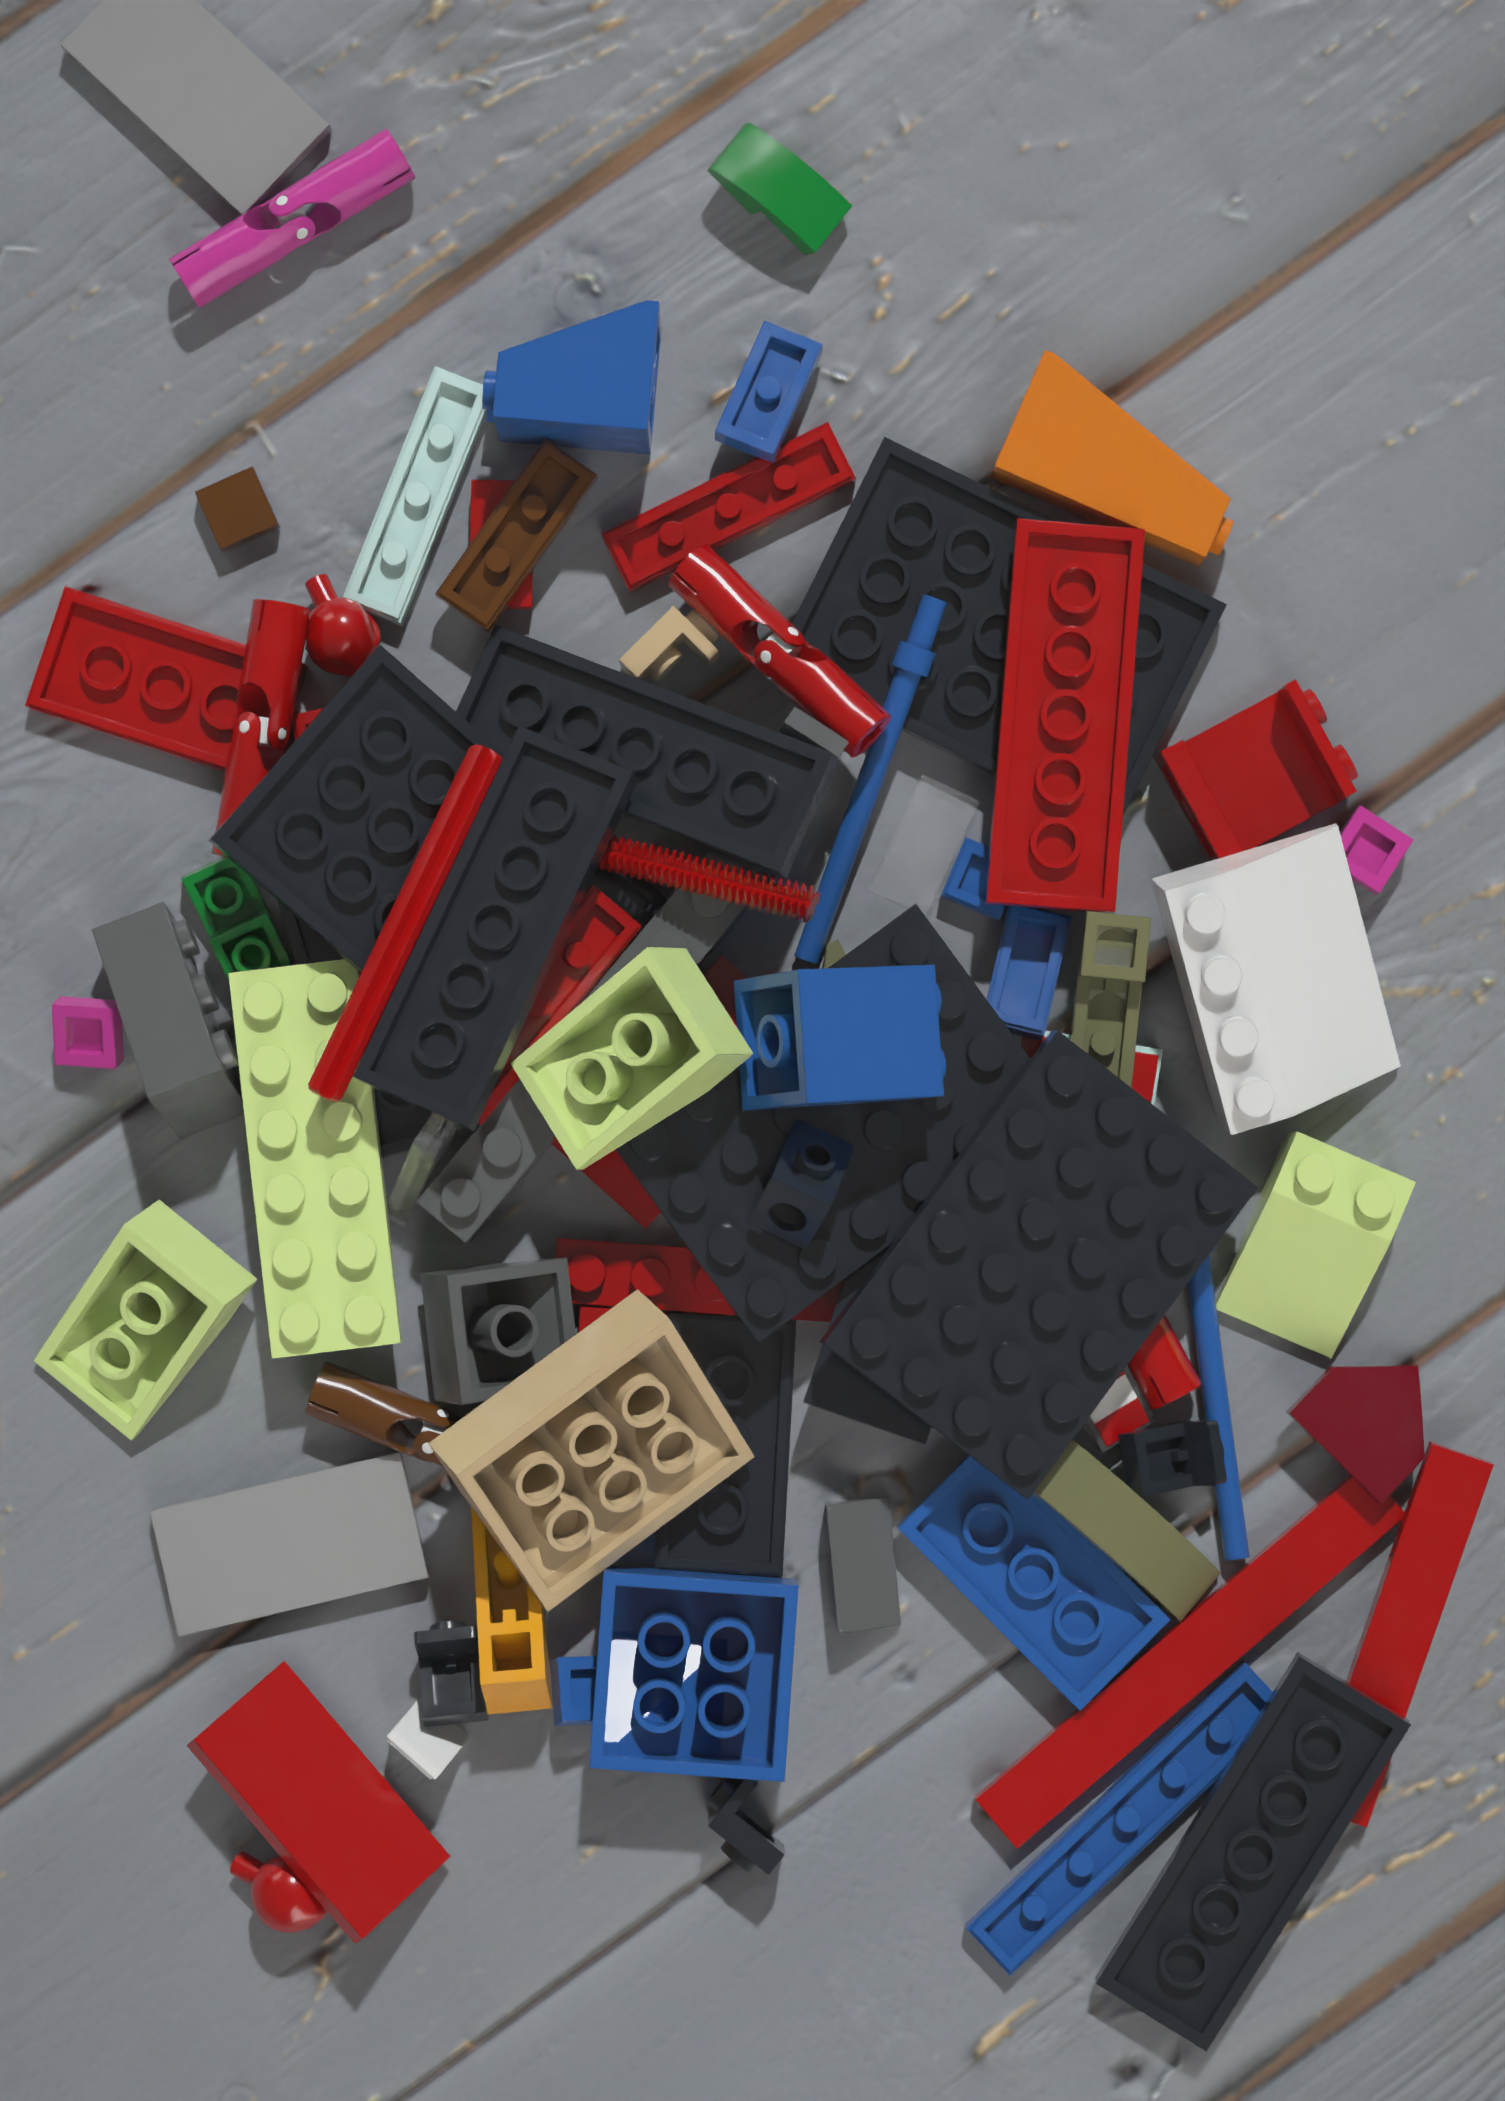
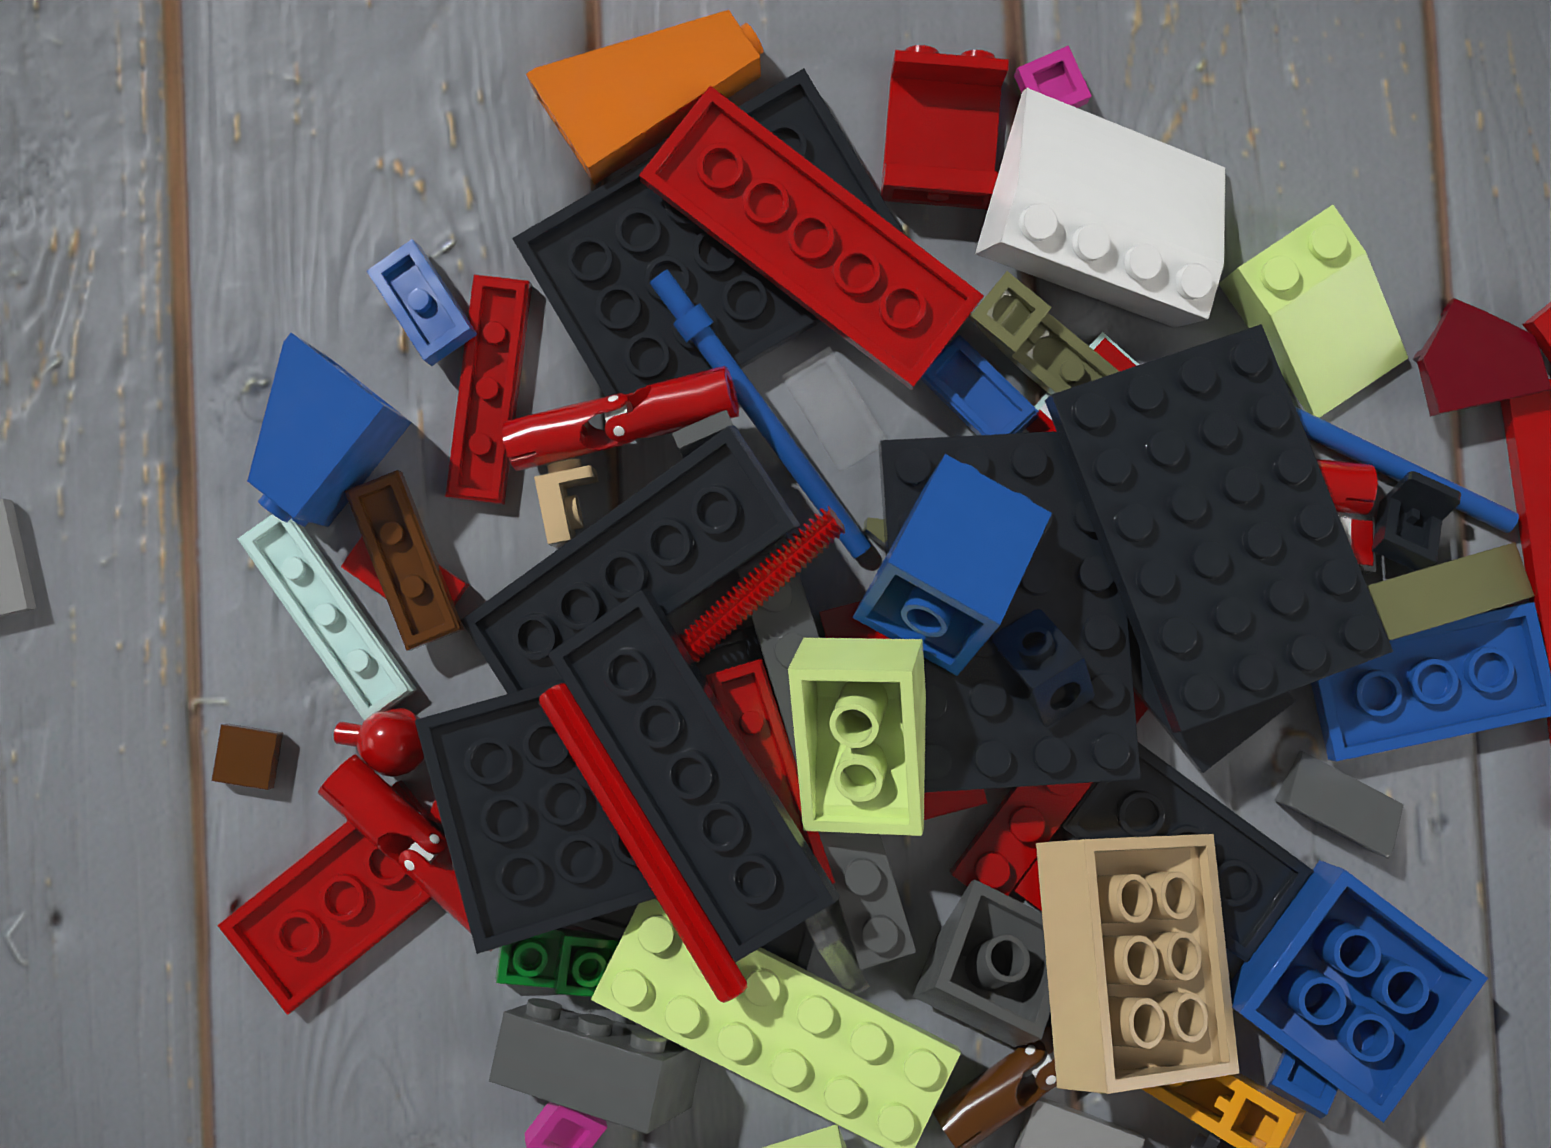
camera: 50 degrees left, 0 degrees up
(253, 244) = (53, 591): dark pink piece -> none
(745, 1839) = (1496, 1027): black bracket -> none
(781, 186) = (273, 192): green slope -> none
(968, 880) = (883, 391): blue tile -> none

